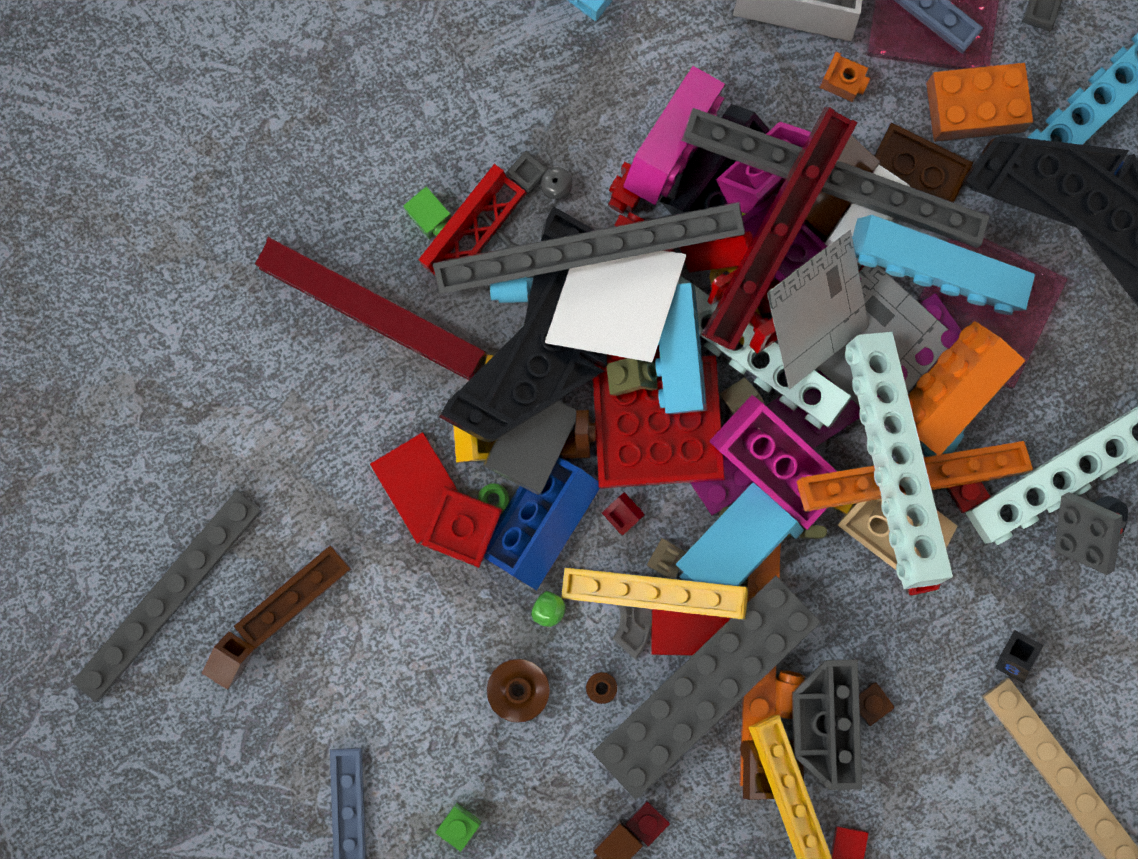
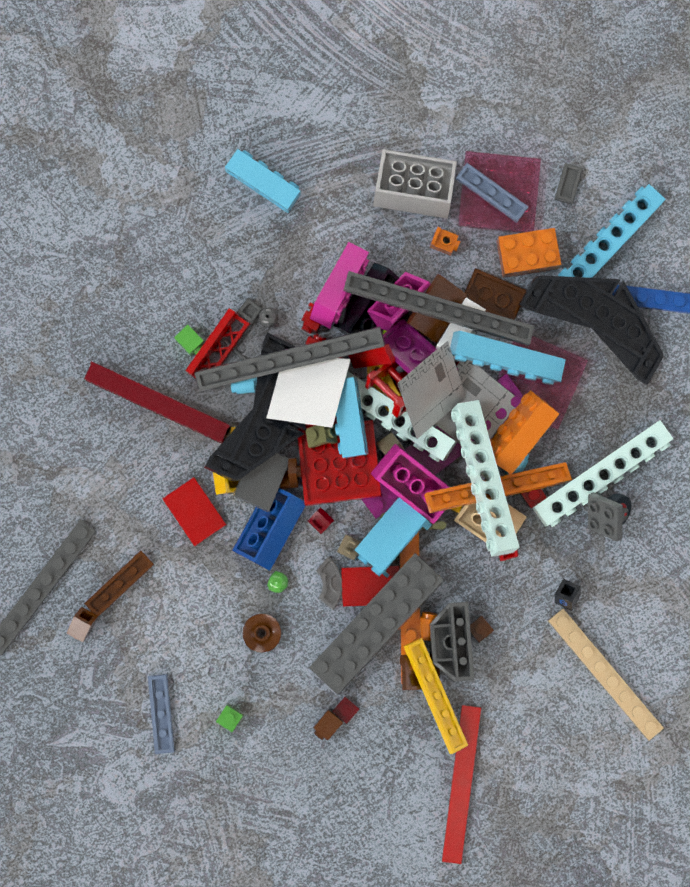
camera: 10 degrees left, 0 degrees up
(461, 526) = (221, 534): red tile -> none
(498, 489) = (235, 511): bright green plate -> none
(594, 680) = (319, 628): reddish brown plate -> none
(655, 593) = (342, 568): yellow tile -> none
(779, 228) = (405, 342): dark red tile -> none

